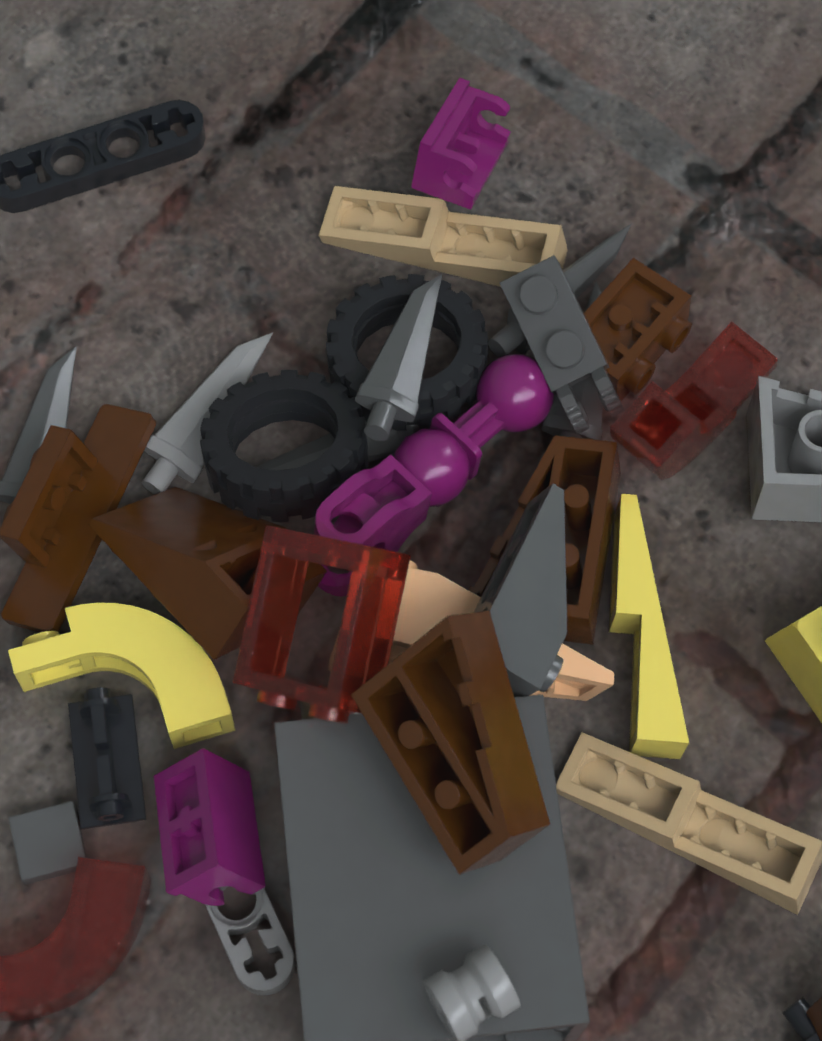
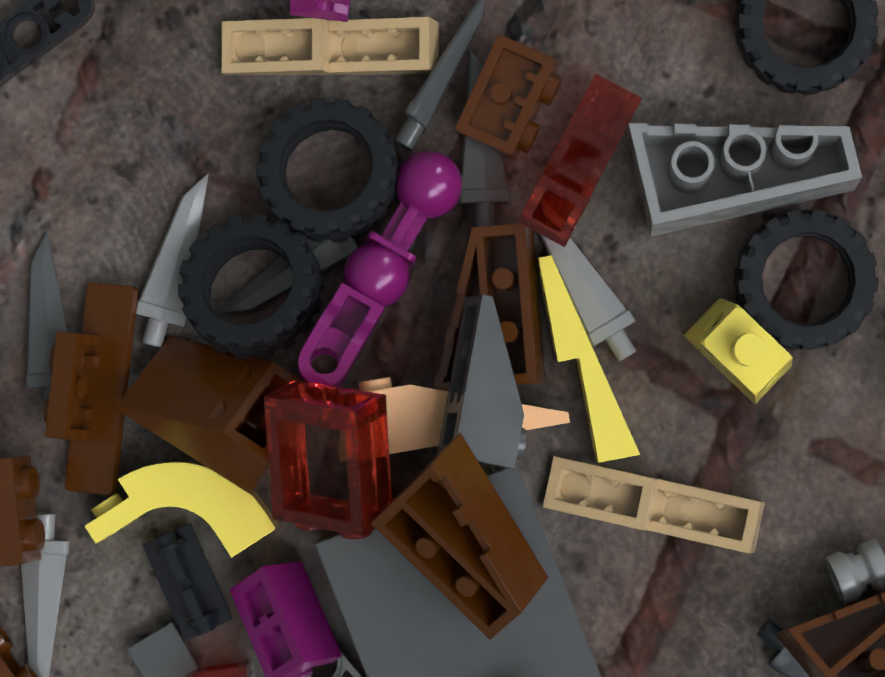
camera: 10 degrees left, 20 degrees up
(397, 373) = (327, 203): dark grey bar -> none
(560, 337) = (456, 135): dark grey hinge -> none
(677, 583) = (594, 301): none -> light grey bar

